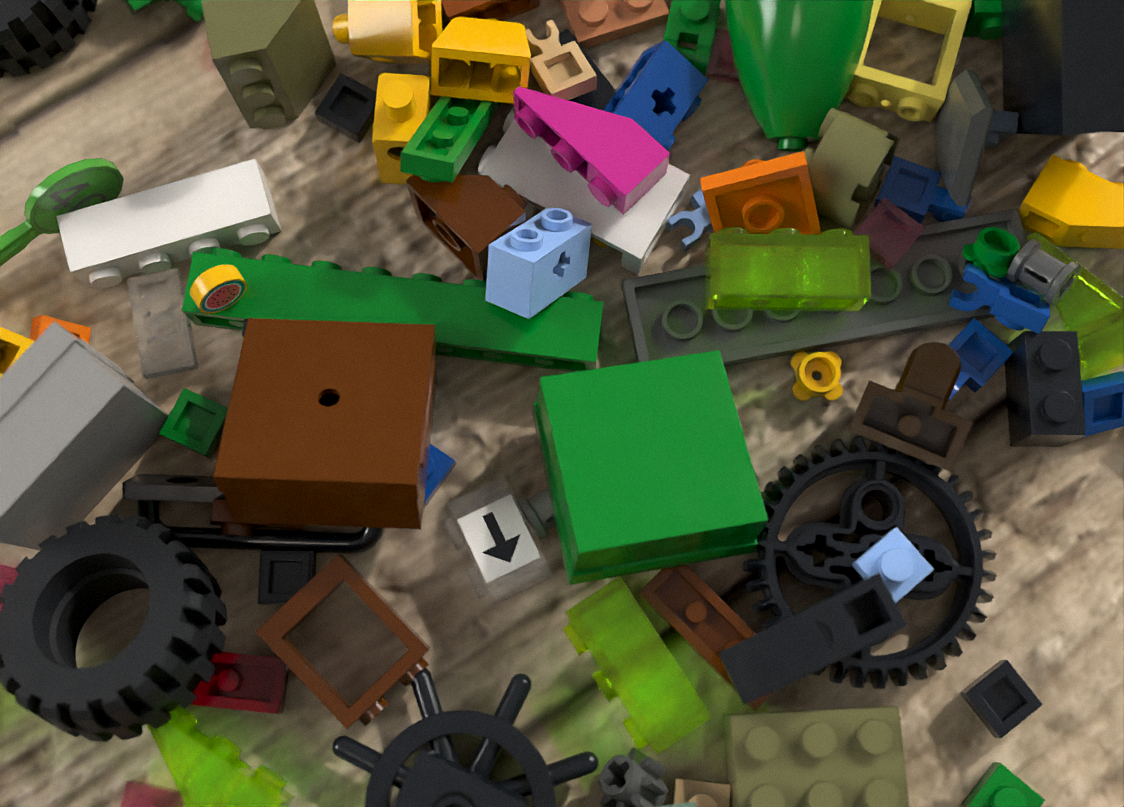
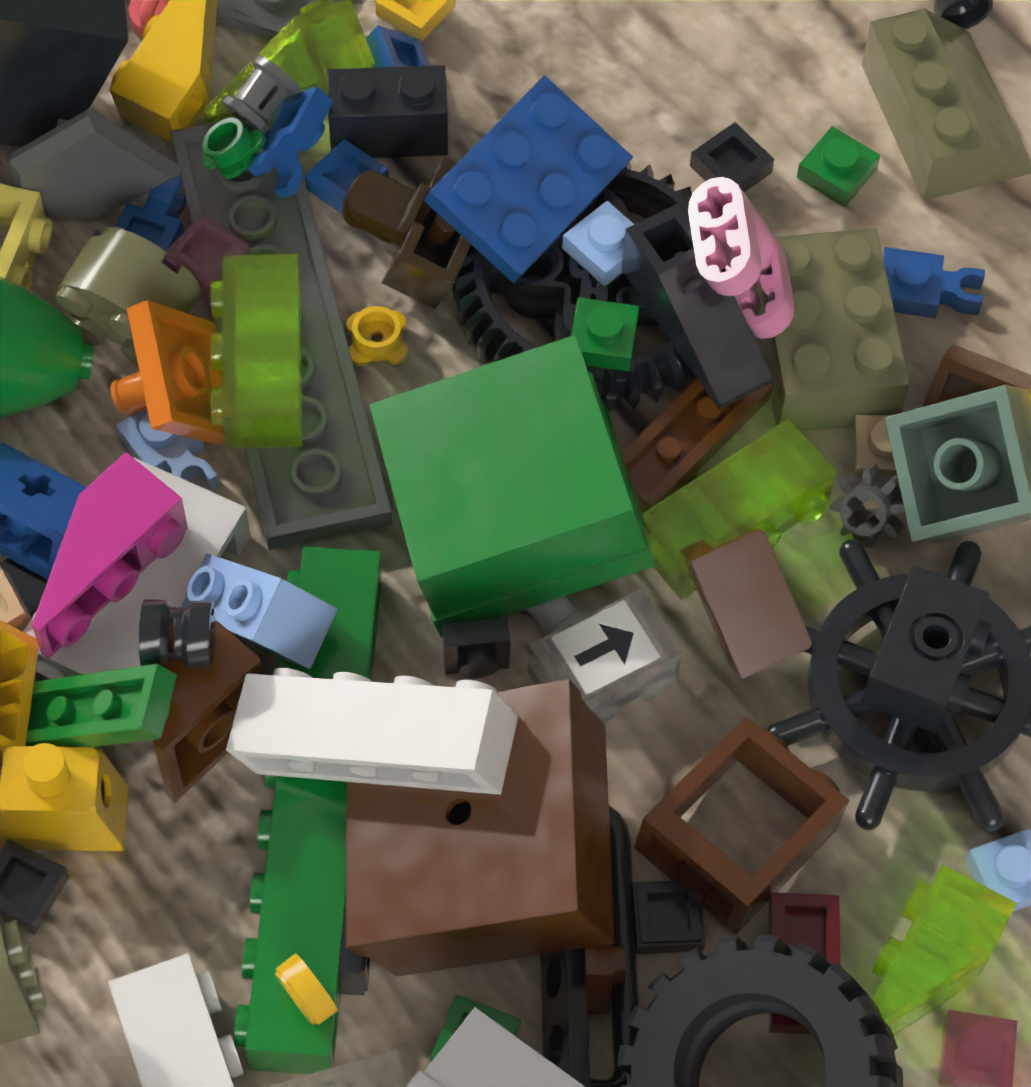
camera: 95 degrees left, 15 degrees down
(400, 337) = (374, 731): none -> white brick
(489, 183) = (192, 637): none -> black wheel
(516, 439) = (476, 647): none -> black plate
(525, 656) = (747, 601): none -> reddish brown panel
(796, 557) = (605, 332): none -> green plate
(872, 683) = (736, 237): none -> bright pink connector
(956, 500) = (528, 179): none -> blue plate

